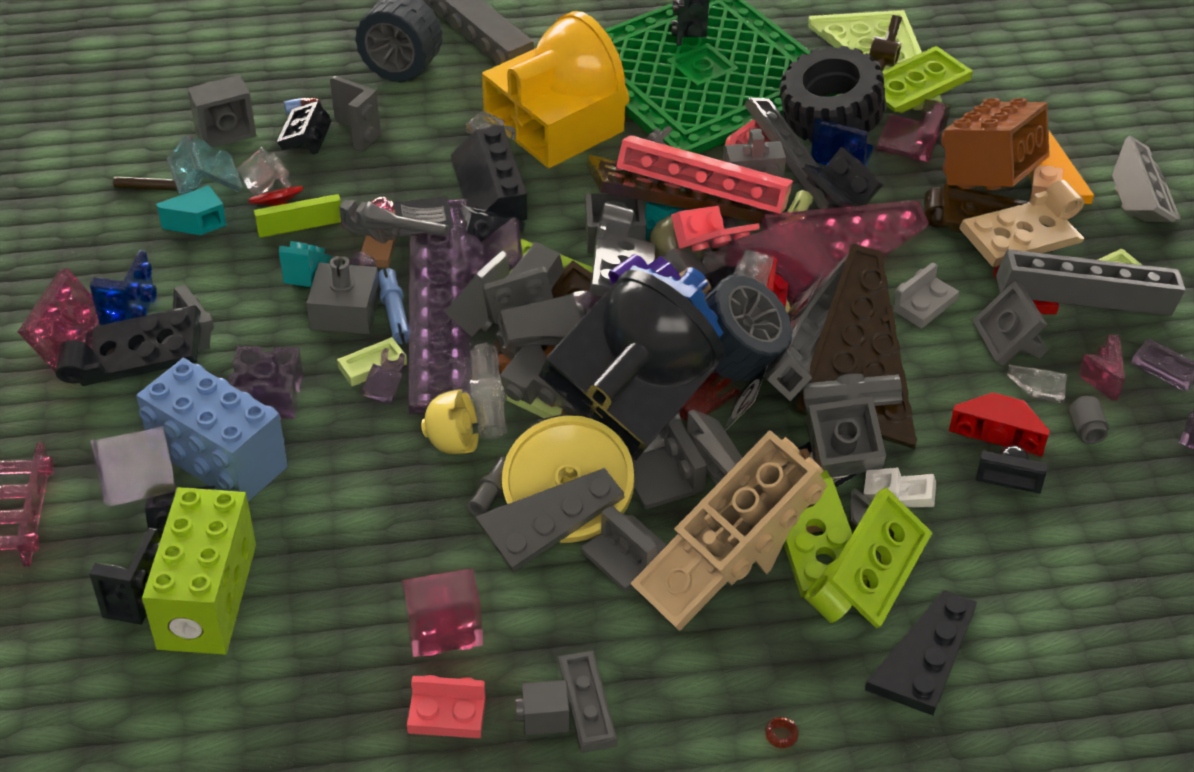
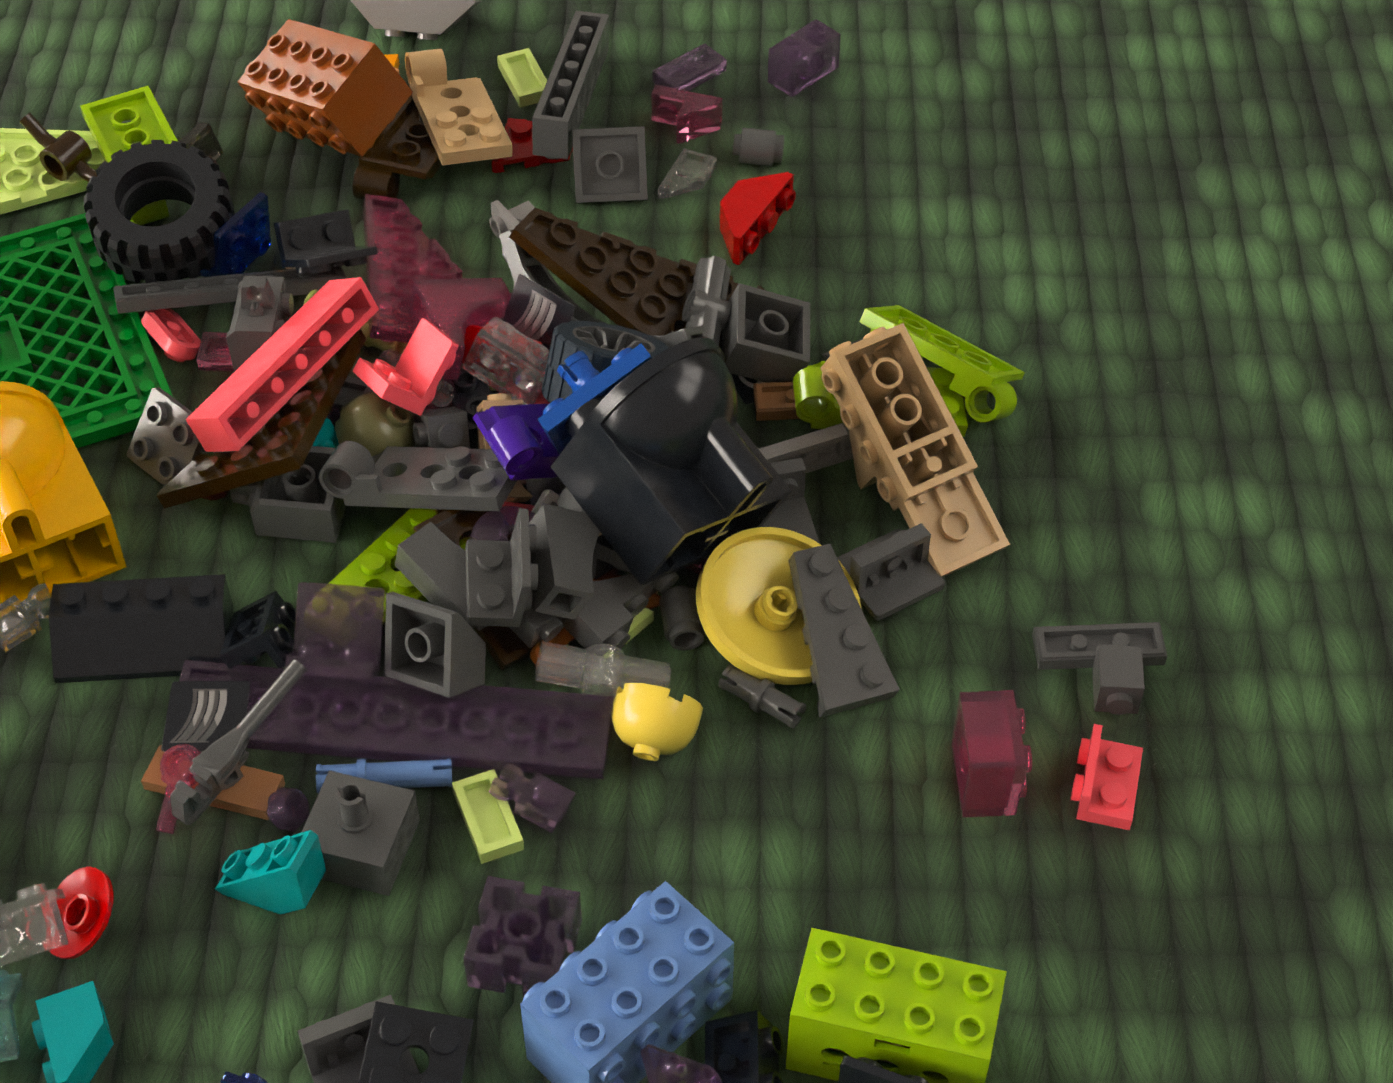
camera: 80 degrees left, 5 degrees up
(298, 215) = (138, 886): lime tile -> none
(781, 743) = (1155, 474): clear red piece -> none
(910, 490) = (830, 315): white slope -> none
(911, 136) = (242, 159): clear pink bracket -> none
(925, 656) = (1067, 351): black wing -> none
(1012, 469) = (820, 220): black tile -> none

